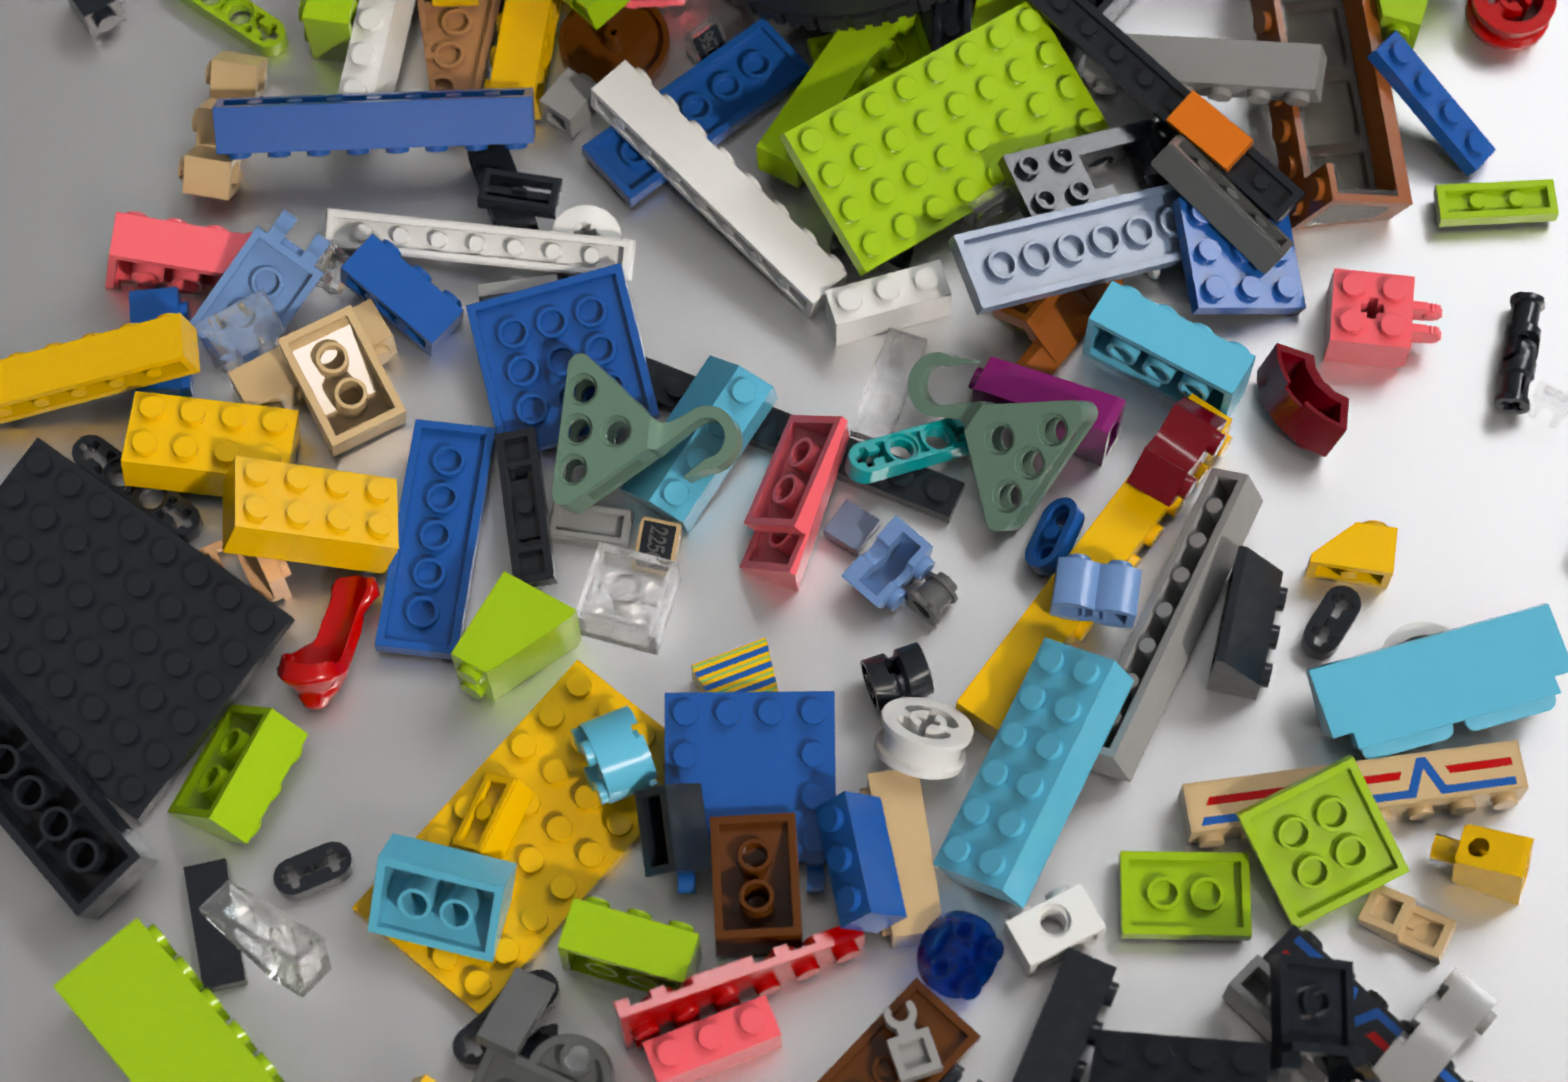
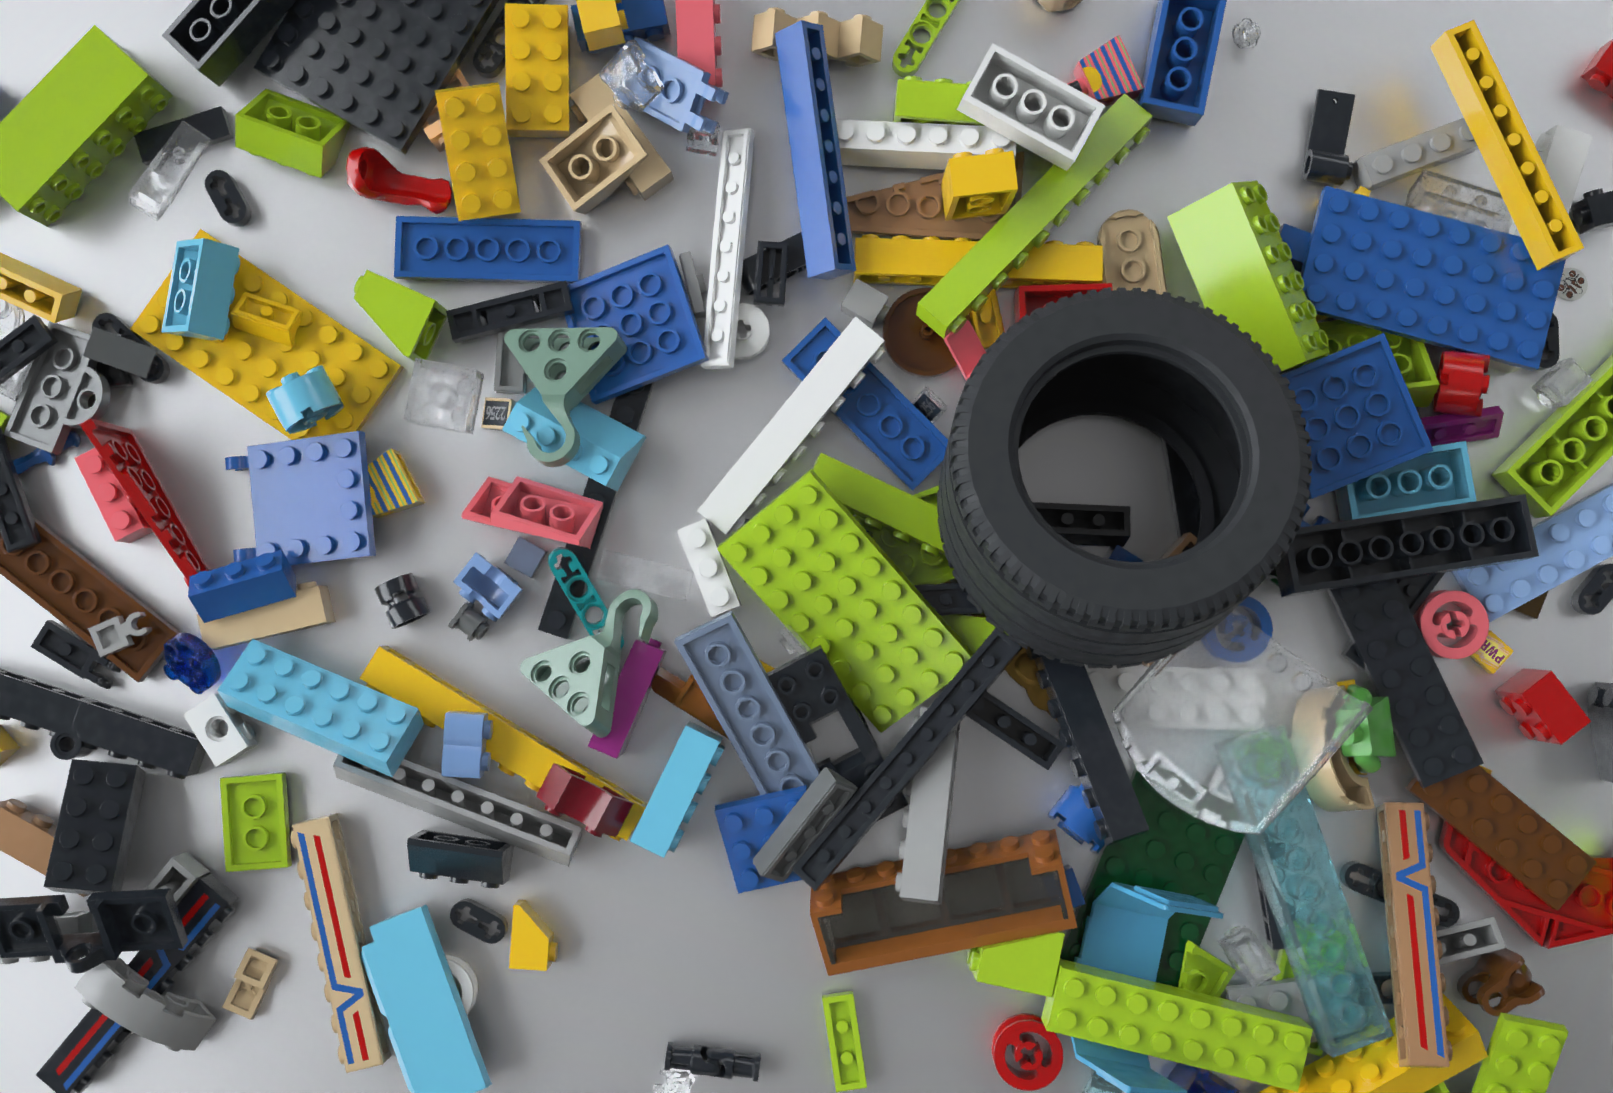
camera: 85 degrees right, 20 degrees up
(402, 294) = (680, 195): blue brick -> none
(627, 947) = (171, 428): lime brick -> none
(673, 829) = (249, 448): black brick -> none
(755, 883) = (228, 512): reddish brown slope -> none
(923, 738) = (346, 642): white wheel -> none
(1054, 535) = (528, 709): blue plate -> none
(1209, 131) = (859, 812): orange tile -> none
(1301, 400) = (651, 892): dark red brick -> none
(1322, 842) = (290, 921): lime plate -> none
(1373, 317) = (724, 963): coral hinge -> none
(1431, 103) = (920, 989): blue plate -> none
(1487, 860) = (288, 1055): yellow torso -> none

